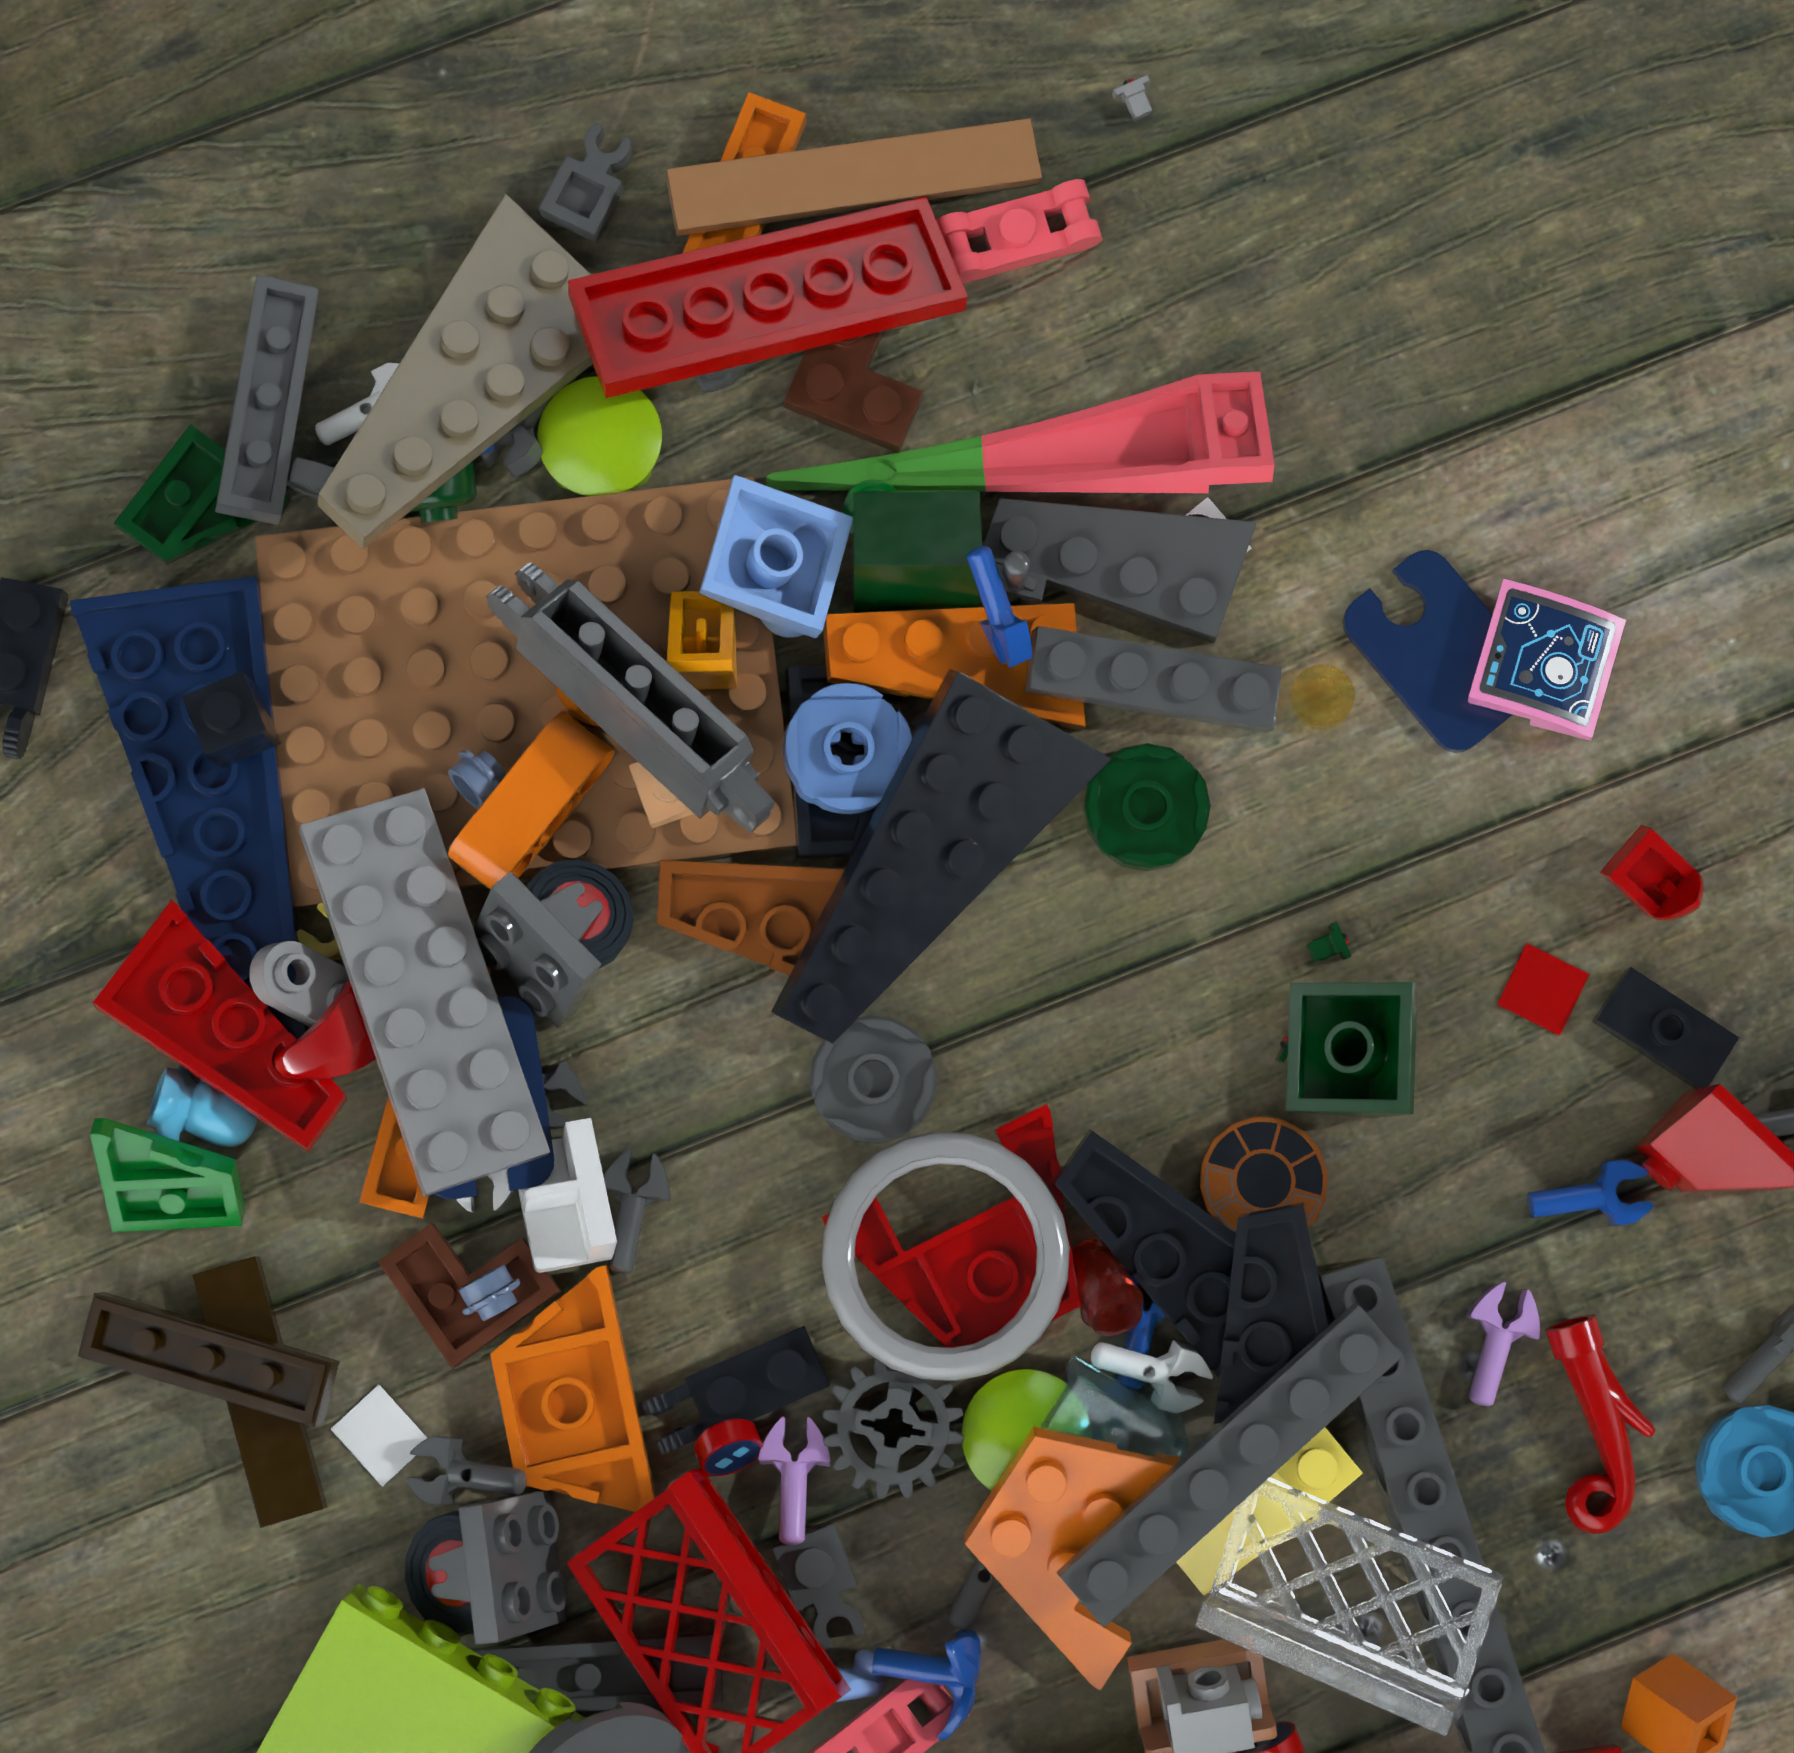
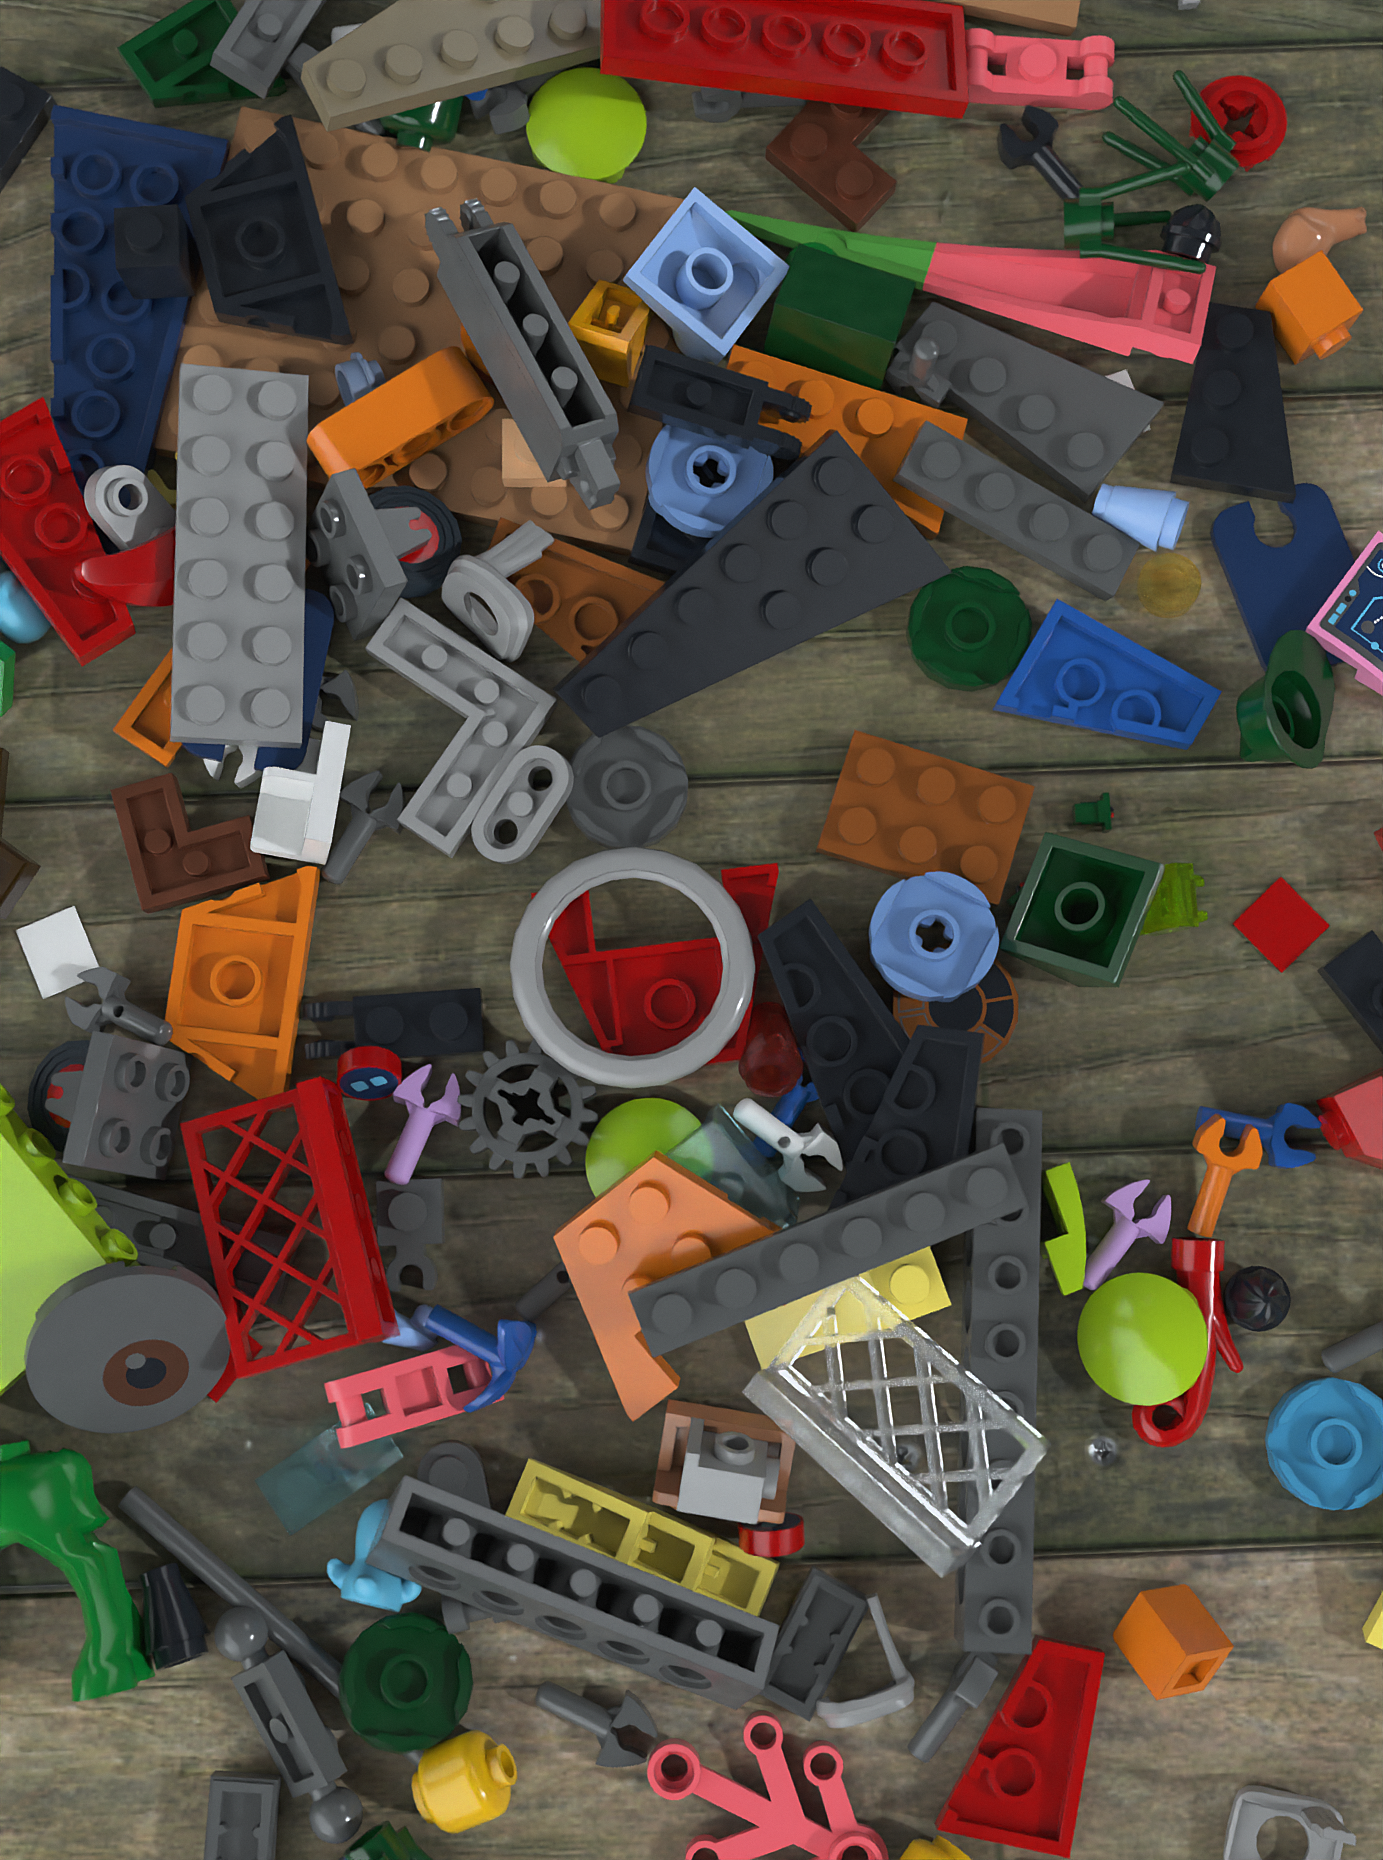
camera: 20 degrees right, 0 degrees up
(337, 670) = (267, 244): none -> black wing
(490, 1293) = (199, 851): sand blue plate -> none
(670, 928) = (487, 578): none -> light grey piece
(732, 1063) = (500, 711): none -> light grey plate
(781, 1132) = (518, 801): none -> light grey plate
(830, 684) = (715, 402): none -> black hinge
(1005, 632) = (894, 413): blue bar -> none
(1053, 315) = (1038, 152): none -> black bar
(1125, 366) = (1092, 221): none -> dark green plant
(1170, 1008) = (924, 814): none -> dark orange plate
(1210, 278) = (1209, 161): none -> dark green plant
(1219, 193) = (1237, 98): none -> red gear
(1225, 347) = (1192, 233): none -> black plate
(1249, 1100) = (920, 902): none -> medium blue plate
(1273, 639) = (1142, 514): none -> light blue cone
(1295, 816) = (1105, 684): none -> blue wing
(1325, 505) = (1235, 411): none -> black wing
(1338, 306) = (1314, 230): none -> nougat animal
(1364, 383) = (1310, 309): none -> orange brick
(1437, 1006) = (1175, 902): none -> clear neon green tile
(1451, 1375) = (1067, 1248): none -> lime slope
(1480, 780) = (1290, 706): none -> dark green piece
(1551, 1437) = (1142, 1338): none -> lime dish
(1568, 1249) = (1220, 1170): none -> orange bar
(1645, 1359) = (1257, 1298): none -> black plate

